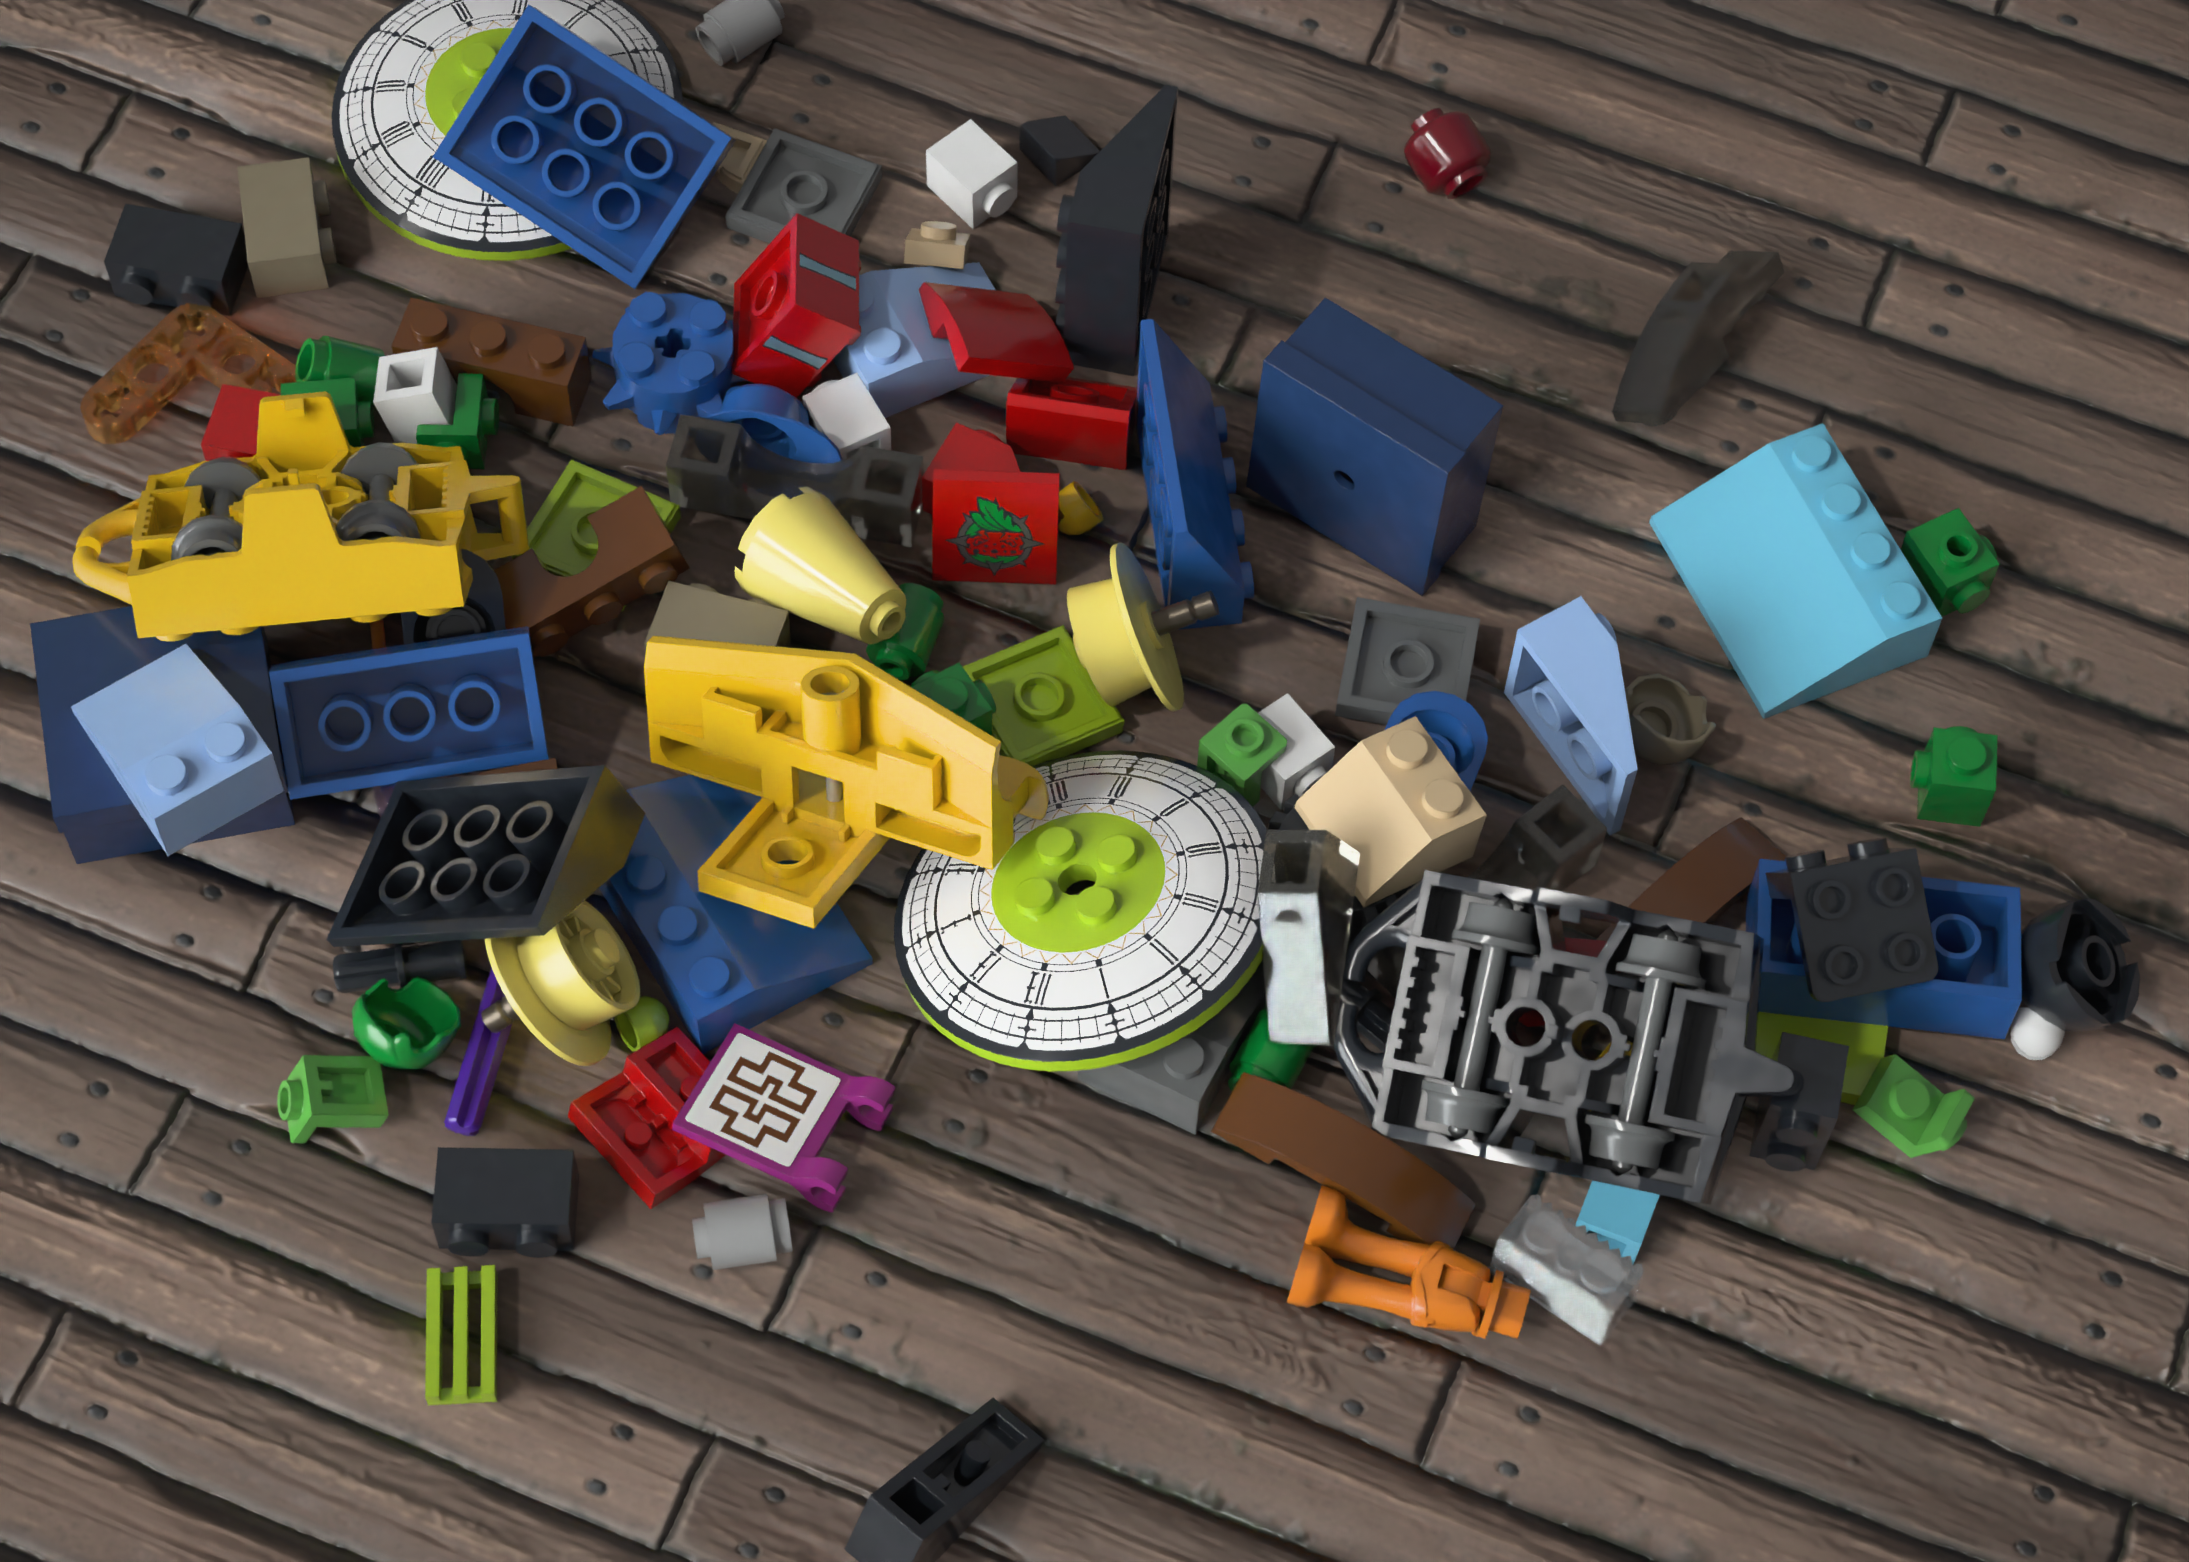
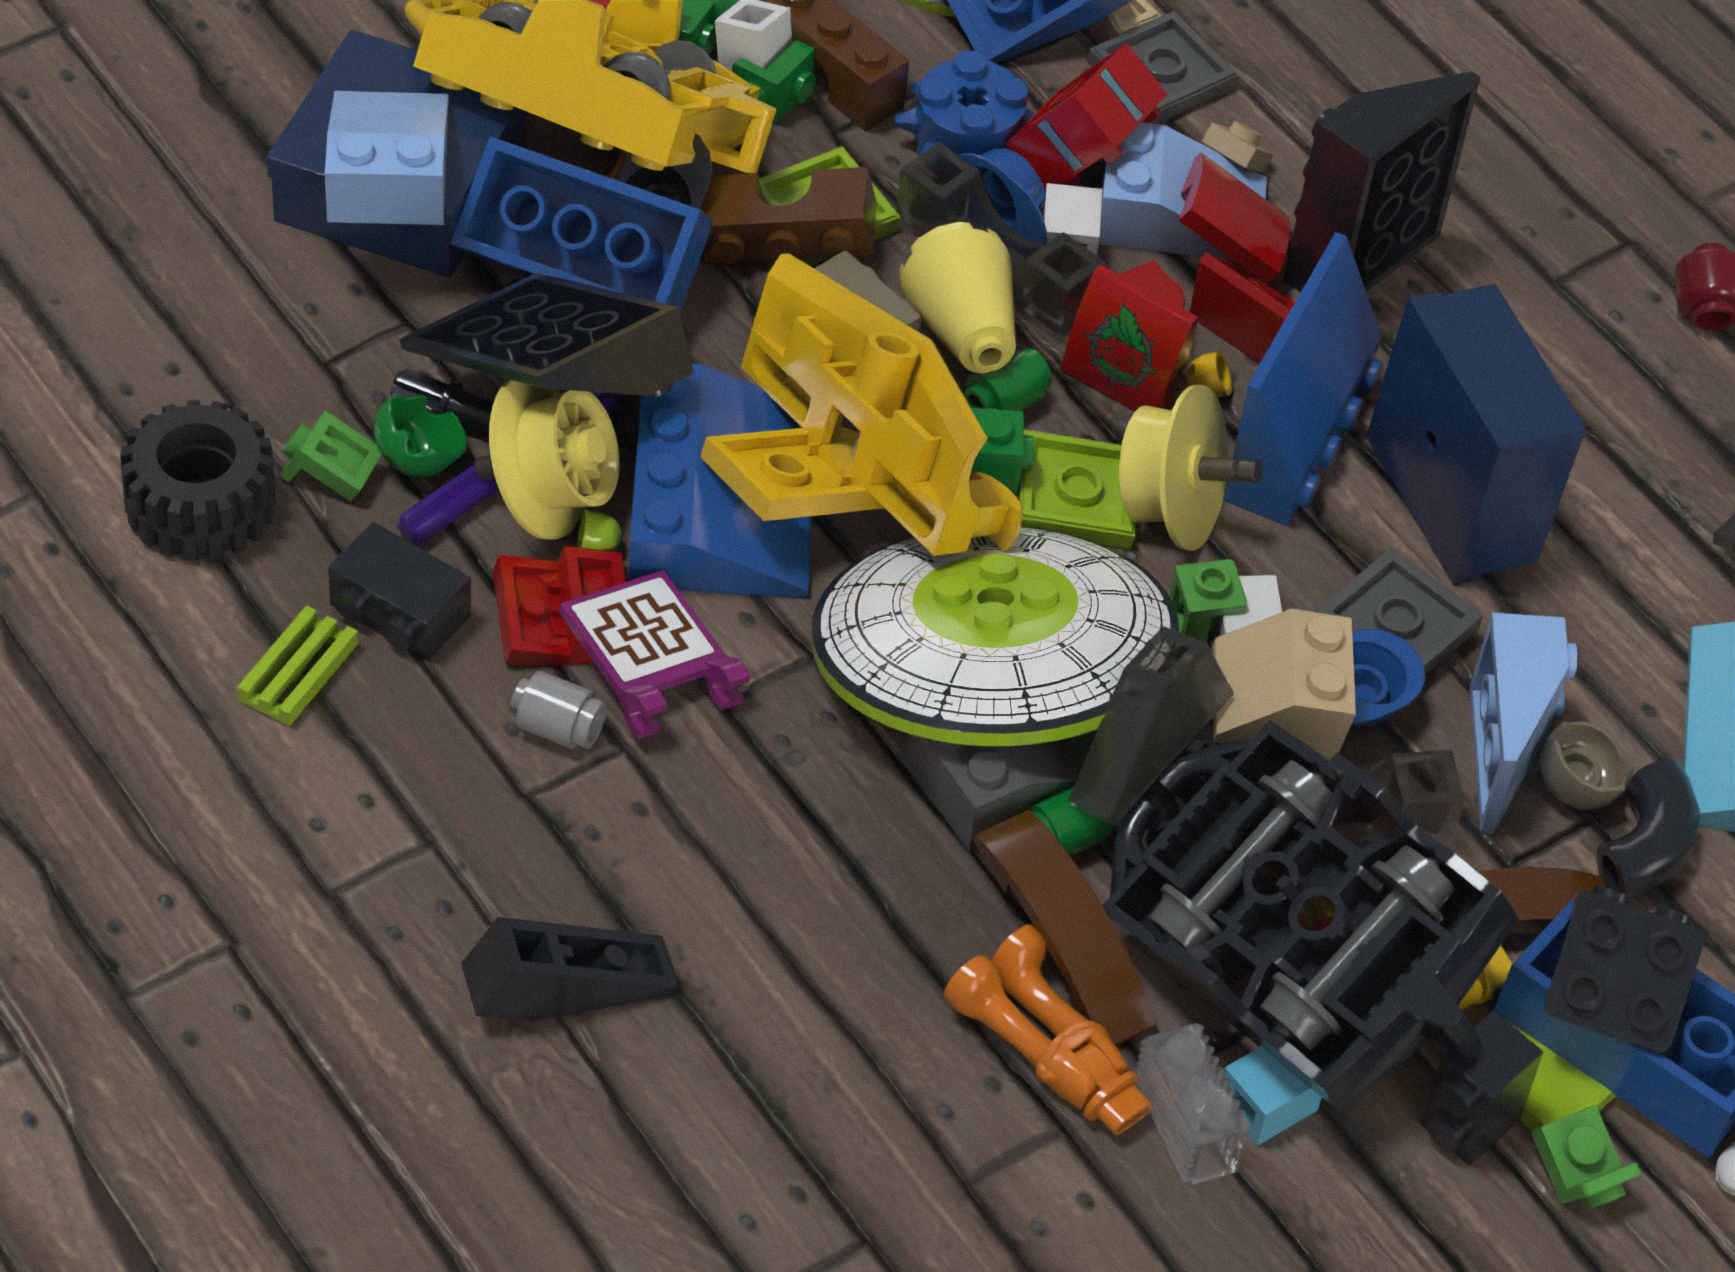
camera: 30 degrees right, 10 degrees down
(221, 1155) = (192, 445): none -> black tyre
(972, 174) = (1296, 104): white brick -> none
(1769, 749) = (1663, 832): none -> black cylinder

